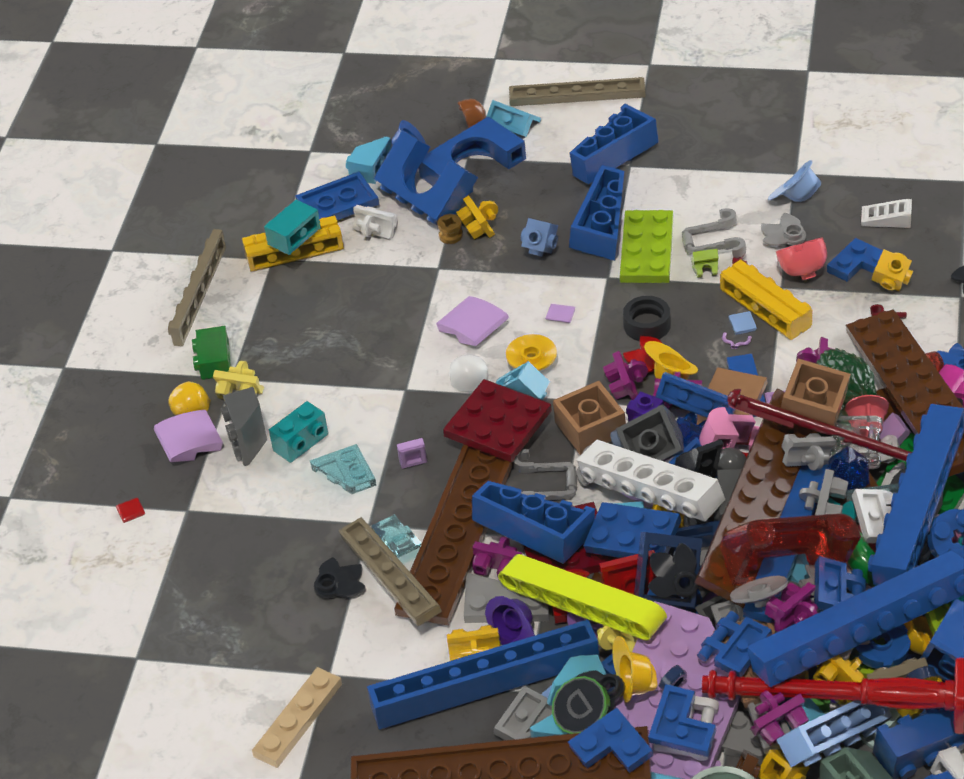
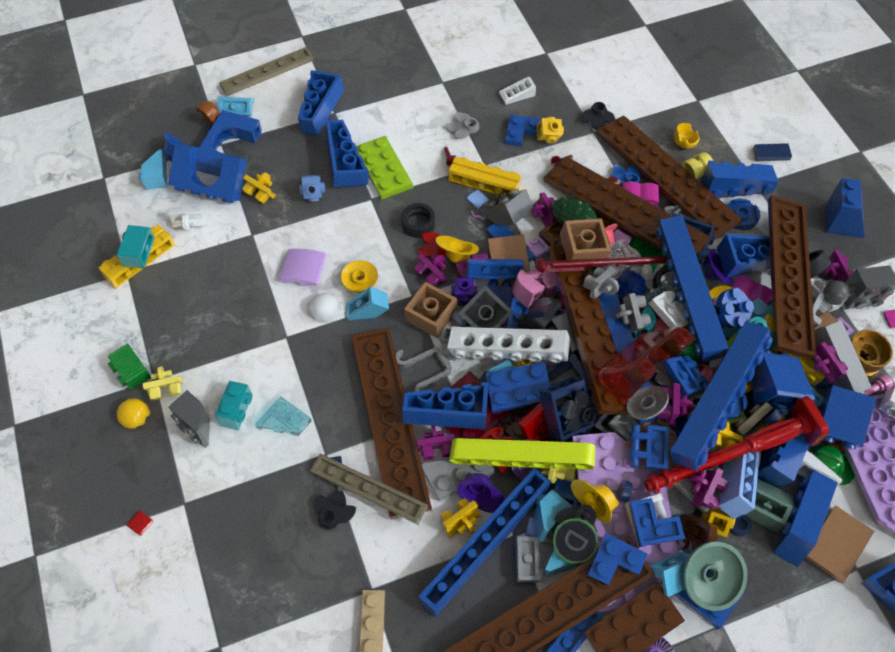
camera: 35 degrees left, 15 degrees up
(188, 434) = (149, 443): lavender slope -> none
(197, 288) = (85, 323): dark tan plate -> none
(340, 196) = (149, 207): blue plate -> none
(396, 536) = (356, 459): clear light blue slope -> none
(411, 453) = (325, 387): lavender tile -> none
(450, 229) = (248, 205): pearl gold wheel -> none
(497, 420) = (370, 338): dark red plate -> none
(560, 313) = (357, 237): lavender piece -> none
(703, 259) = (430, 163): lime tile -> none
(727, 220) = (441, 144): light grey piece -> none
(768, 340) = (508, 208): none -> dark grey slope
(800, 185) = (453, 89): light blue piece -> none
(803, 258) = (492, 140): coral cylinder -> none

